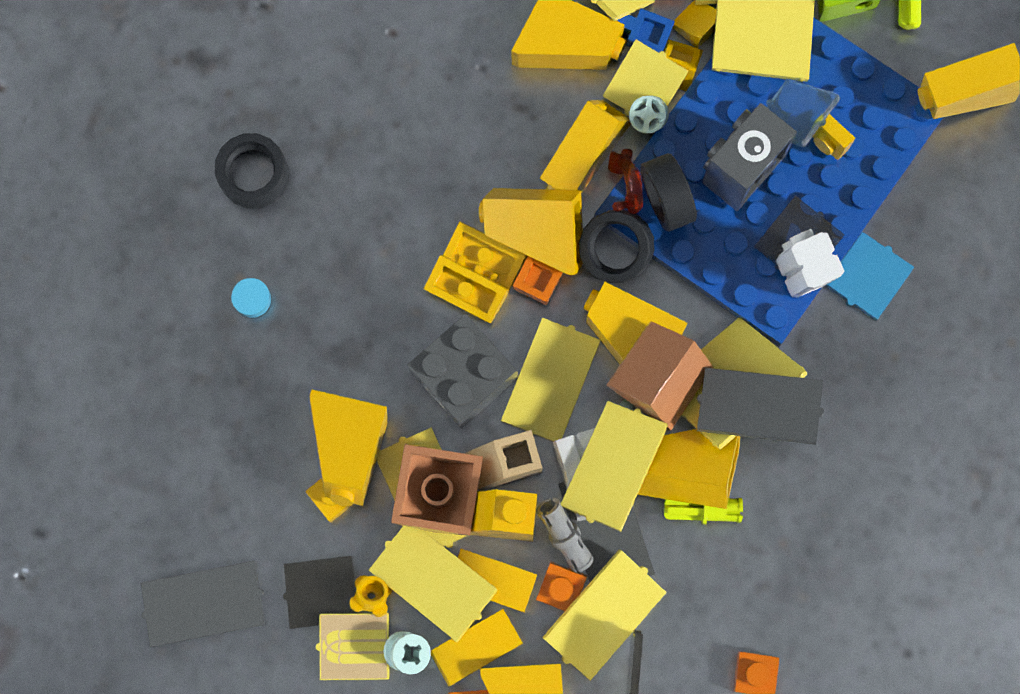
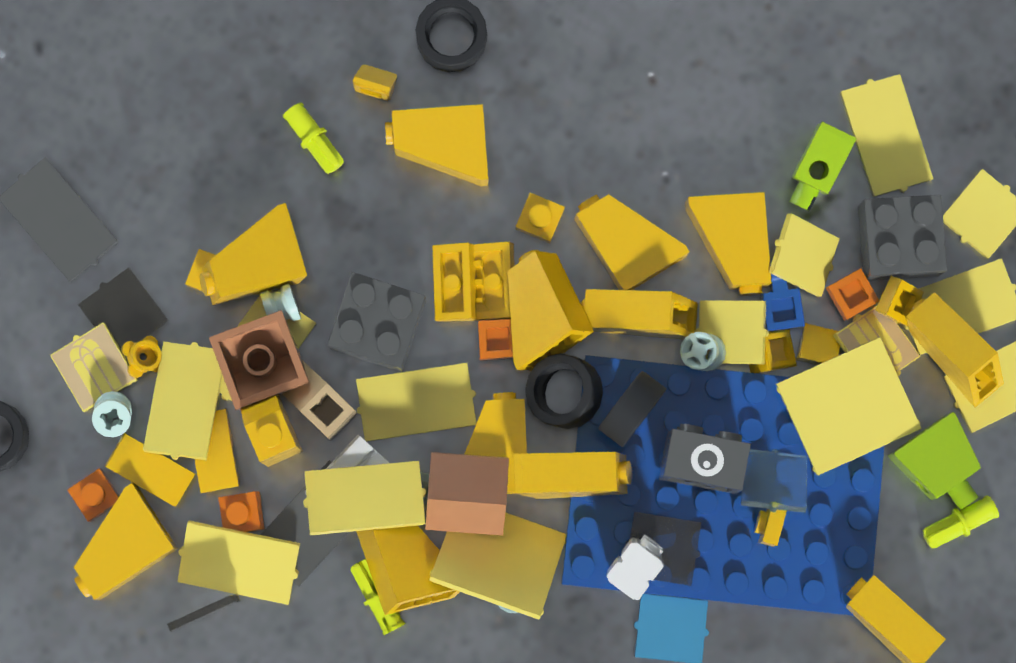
camera: 50 degrees right, 5 degrees up
(251, 297) = (339, 101): medium azure tile -> none
(254, 258) = (375, 82): none -> yellow slope
(269, 337) = (313, 138): none -> neon yellow axle
(339, 227) = (442, 139): none -> yellow slope
(394, 444) = (281, 300): none -> light aqua wheel
(453, 187) = (539, 217): none -> yellow plate
(518, 125) = (627, 242): none -> yellow slope
(564, 534) = (283, 489): light grey pin -> none
(621, 165) = (643, 355): clear red piece -> none
(696, 274) = (571, 474): none -> yellow slope
(760, 406) = (485, 593): dark grey piece -> none

